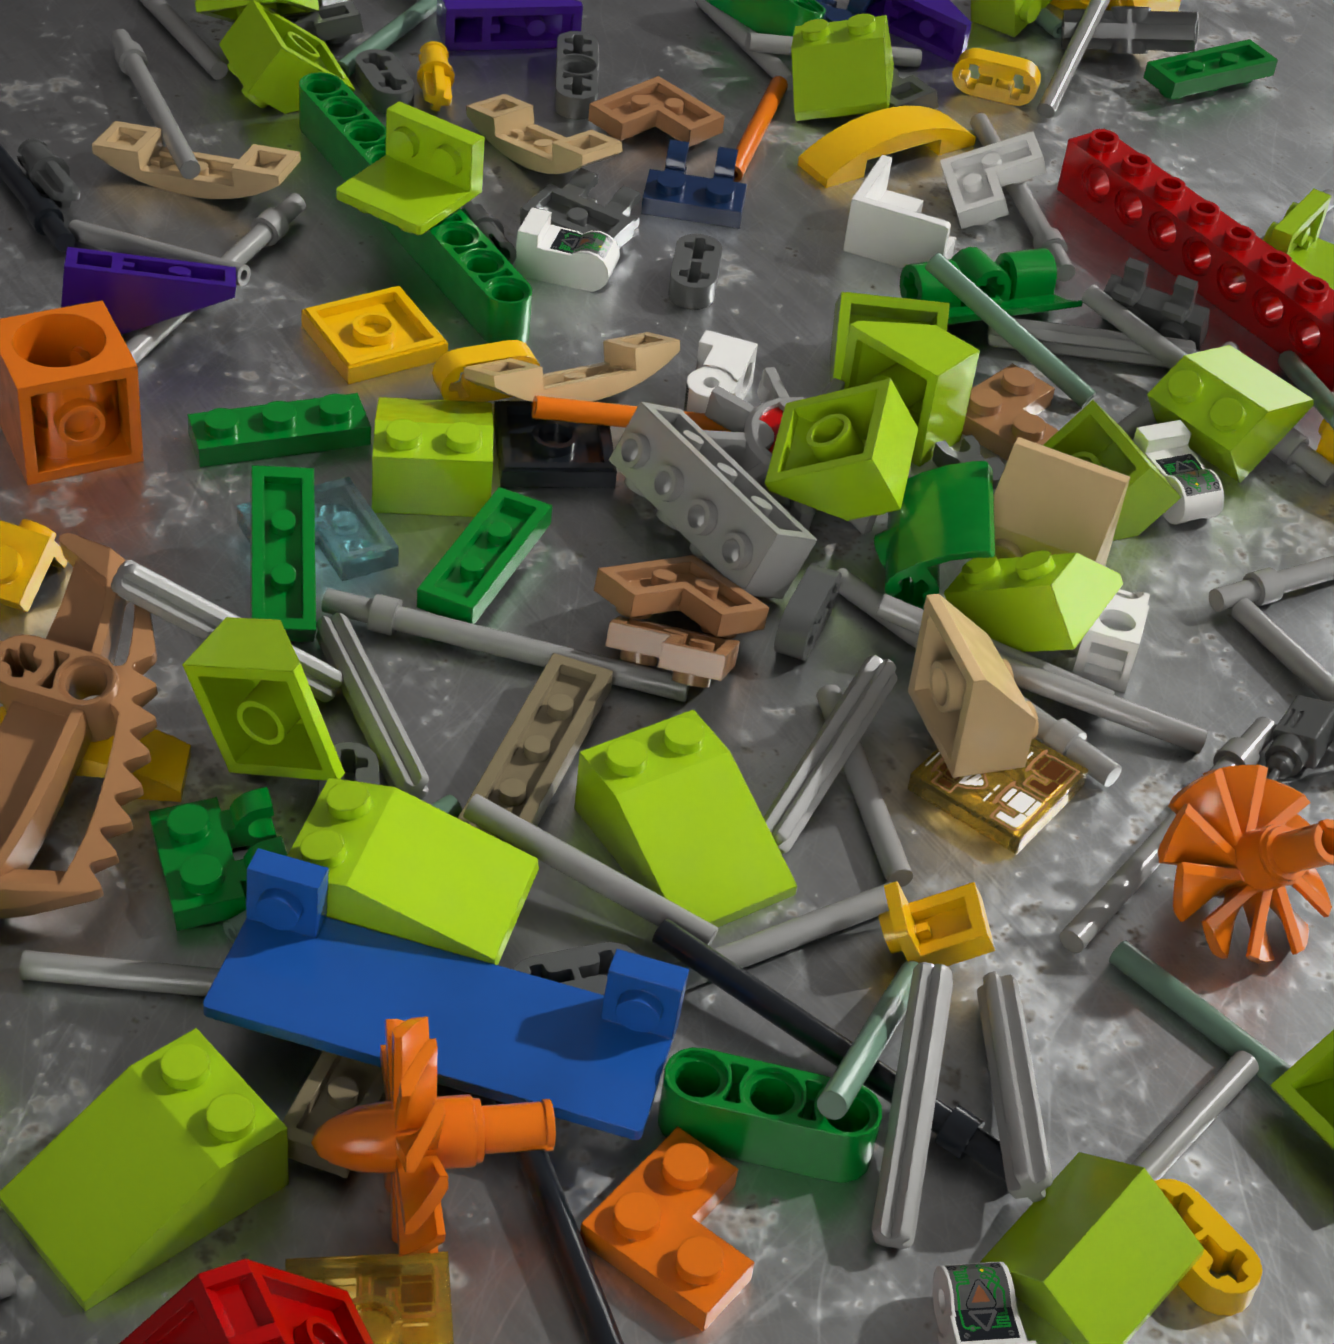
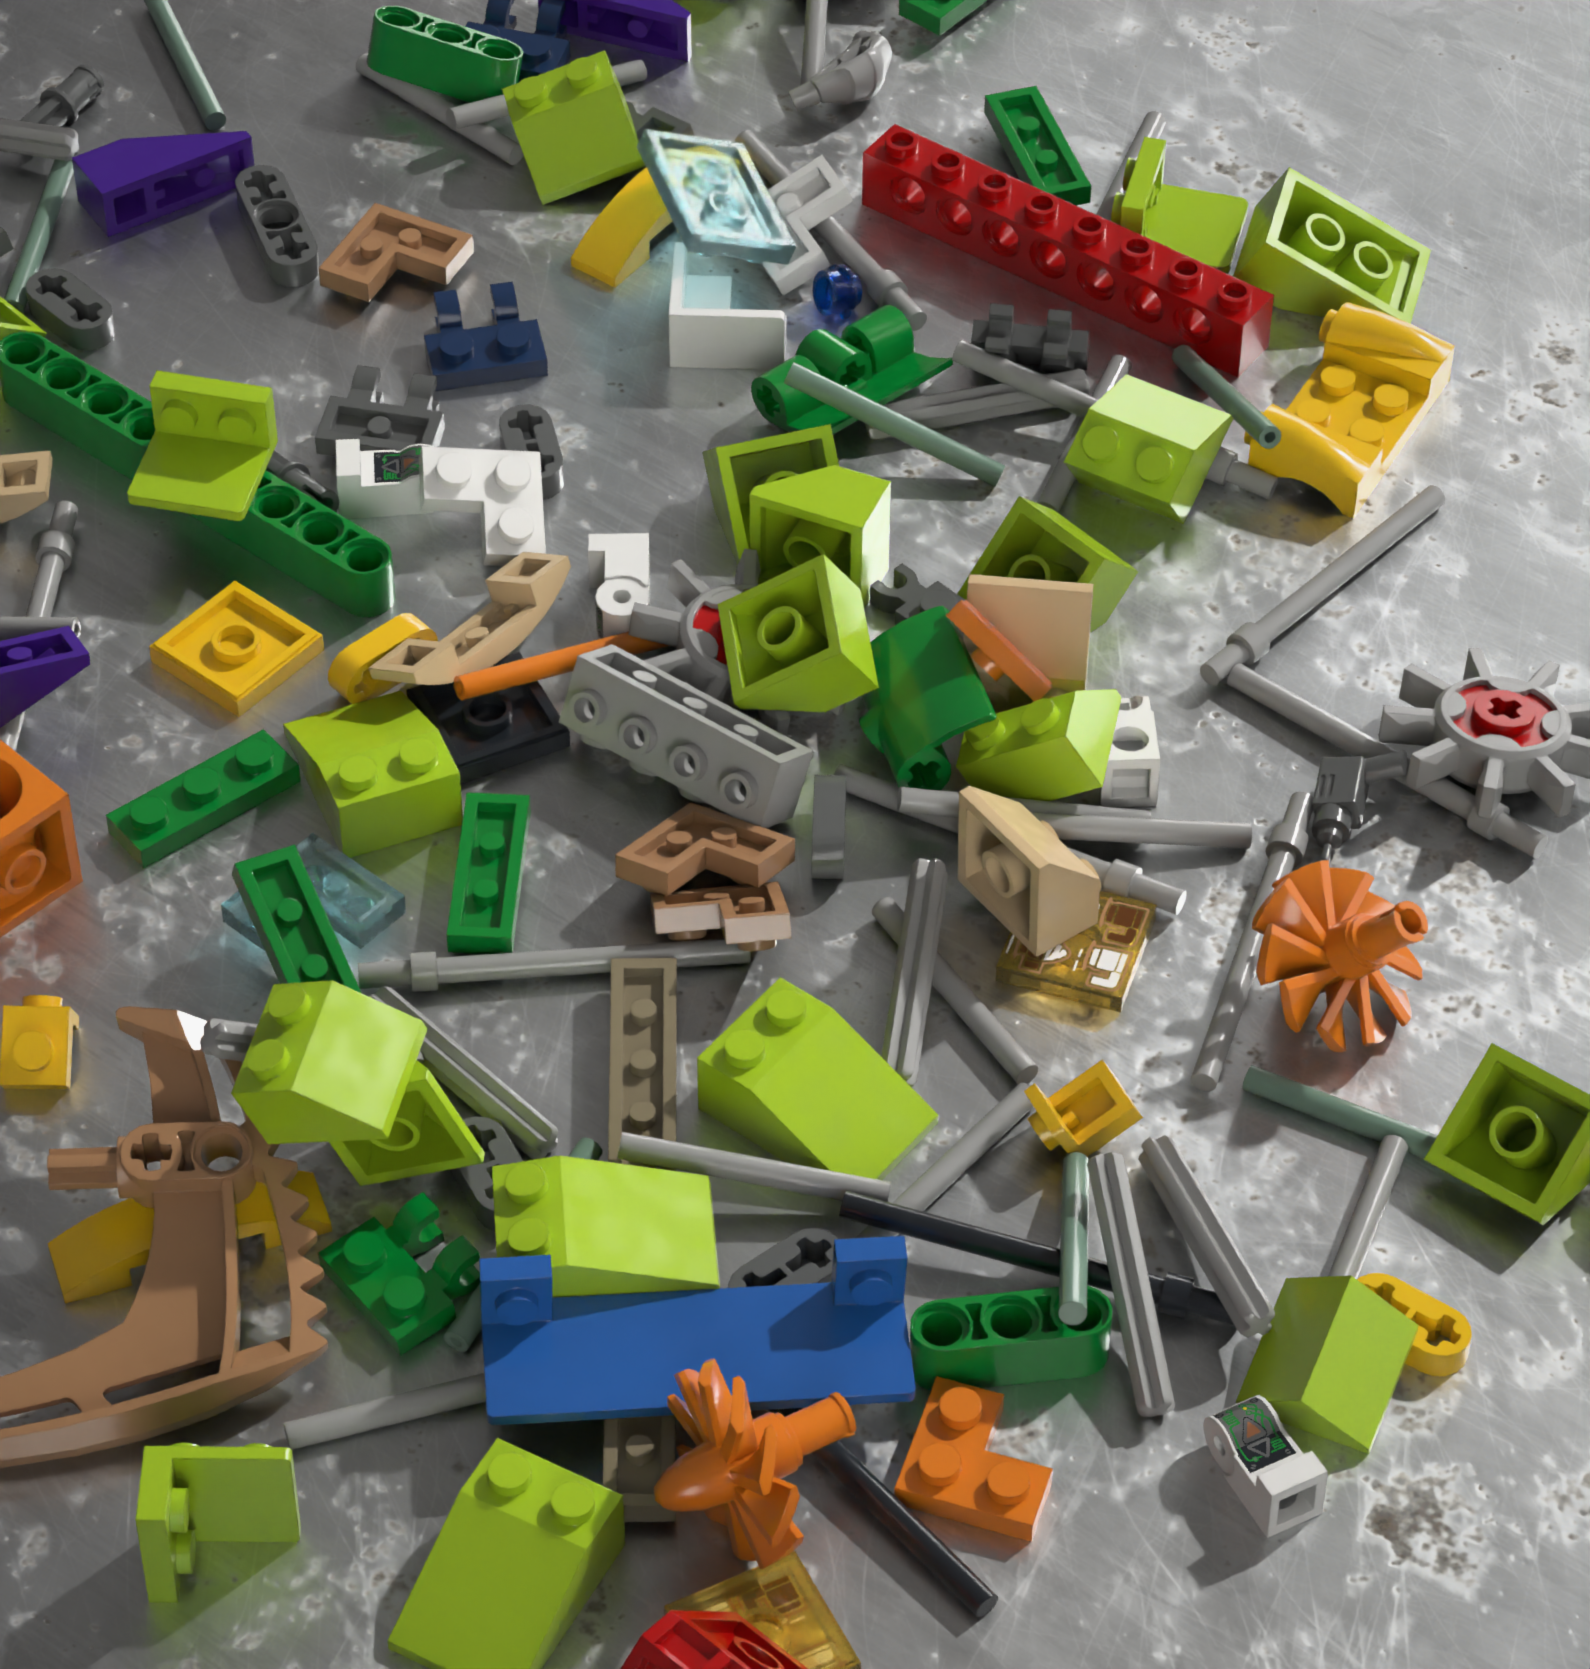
camera: 15 degrees left, 5 degrees up
(208, 629) = (327, 1065): none -> lime slope
(435, 75) = (124, 282): yellow axle -> none
(512, 131) = (239, 325): tan slope -> none
(647, 277) = (496, 484): none -> white plate
(758, 124) = (508, 223): orange piece -> none
(931, 135) = (716, 197): none -> clear light blue plate
(996, 76) = (741, 73): yellow beam -> none
(1006, 232) = (836, 291): none -> clear blue plate
(1008, 409) = (921, 525): medium nougat plate -> none
(1017, 505) = (996, 653): none -> orange plate
(1083, 102) = (851, 76): none -> light grey piece
(1169, 452) = (1121, 532): white leg -> none
(1220, 178) = (1036, 144): none -> green plate

